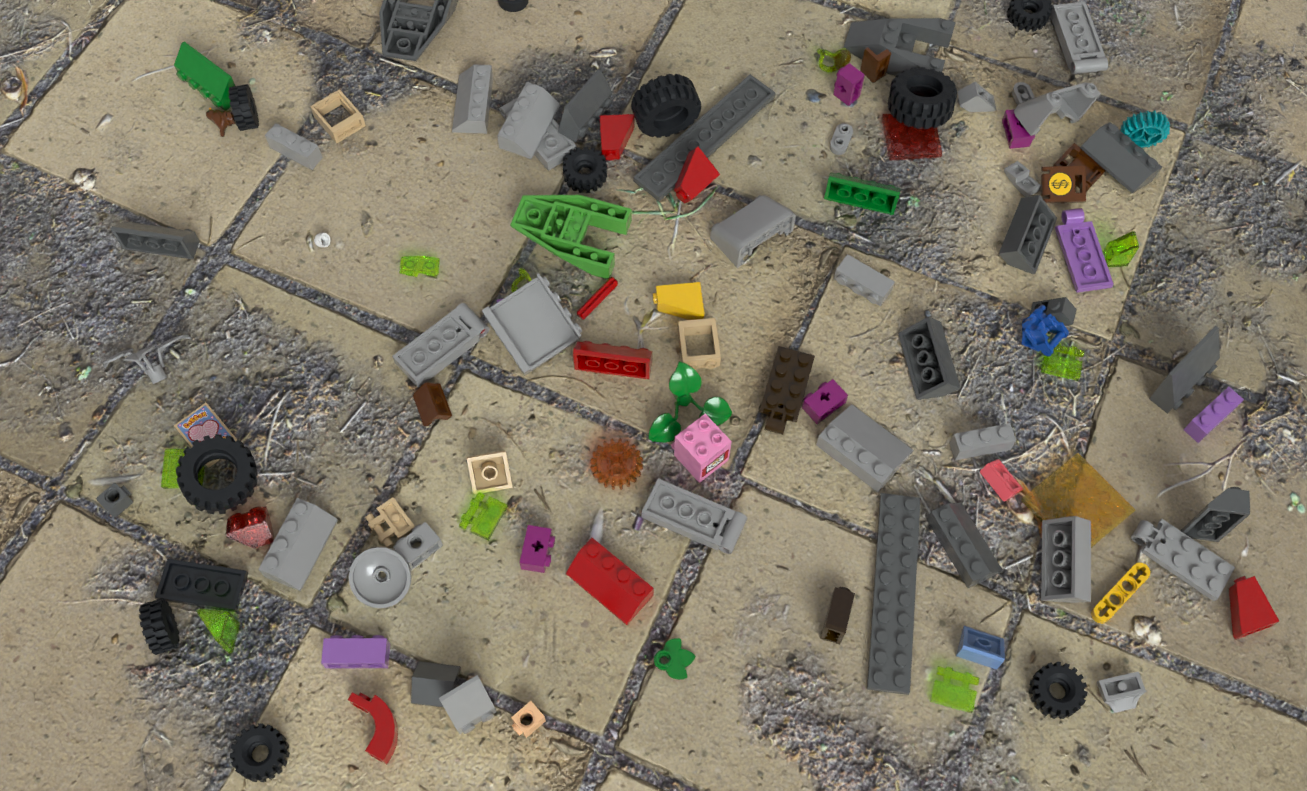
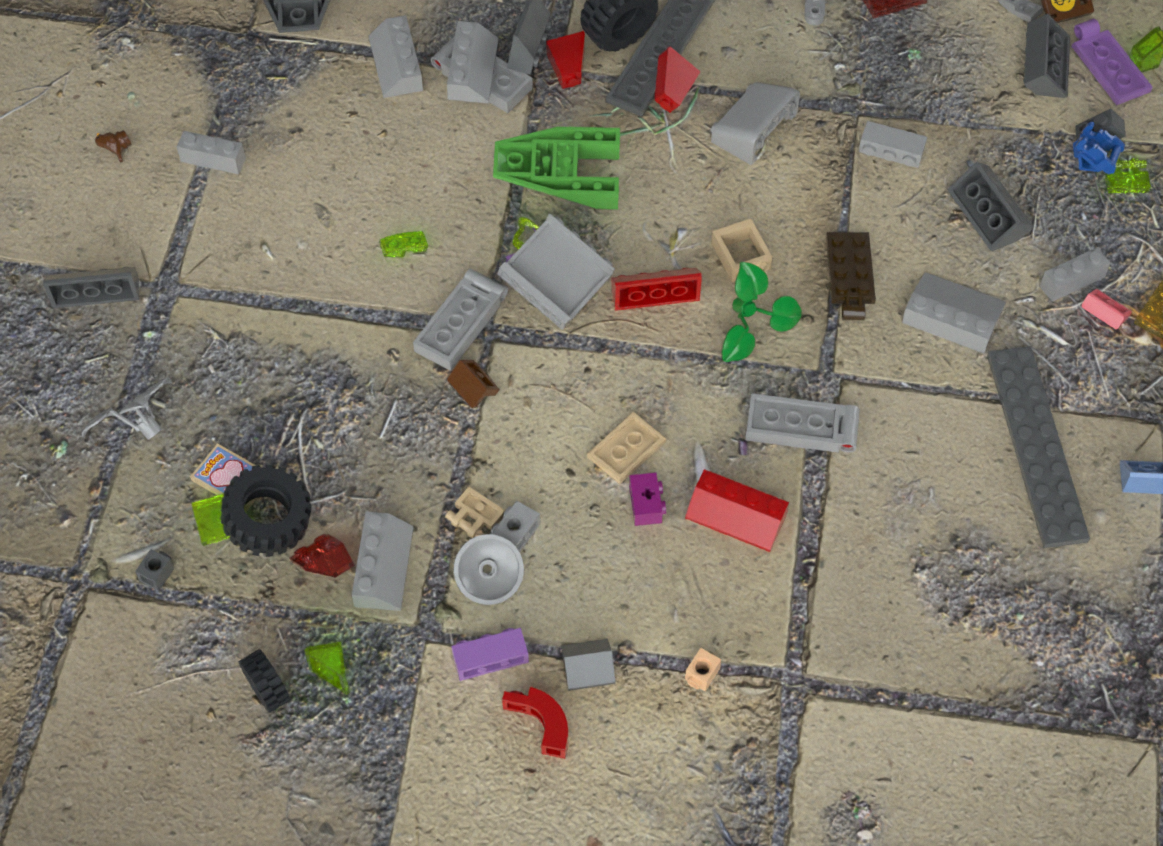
camera: 15 degrees left, 5 degrees down
(202, 585) = (288, 629): black plate -> none
(203, 76) = (80, 100): green slope -> none
(243, 107) = (140, 122): black tyre -> none
(248, 741) = (418, 765): black tyre -> none
(322, 237) = (282, 243): white hinge -> none
(344, 128) = (261, 121): tan window -> none
(468, 705) = (636, 669): light grey slope -> none
(488, 518) = (581, 481): clear neon green plate -> none
(489, 472) = (564, 434): tan slope -> none
(538, 496) = (626, 447): none -> tan tile
(585, 159) = (549, 91): black tyre -> none
(597, 298) = (612, 231): red axle -> none
(624, 452) = (695, 384): clear orange gear -> none
(677, 659) = (835, 569): green plate -> none
(680, 300) = (705, 211): yellow slope -> none
(702, 448) = (787, 351): bright pink container -> none
(824, 401) = (896, 275): magenta brick -> none
(838, 615) = (989, 482): dark brown slope -> none
(862, 193) = (859, 57): green slope -> none
(951, 695) = (1133, 529): clear neon green plate -> none
(963, 544) = (1090, 380): dark grey slope -> none

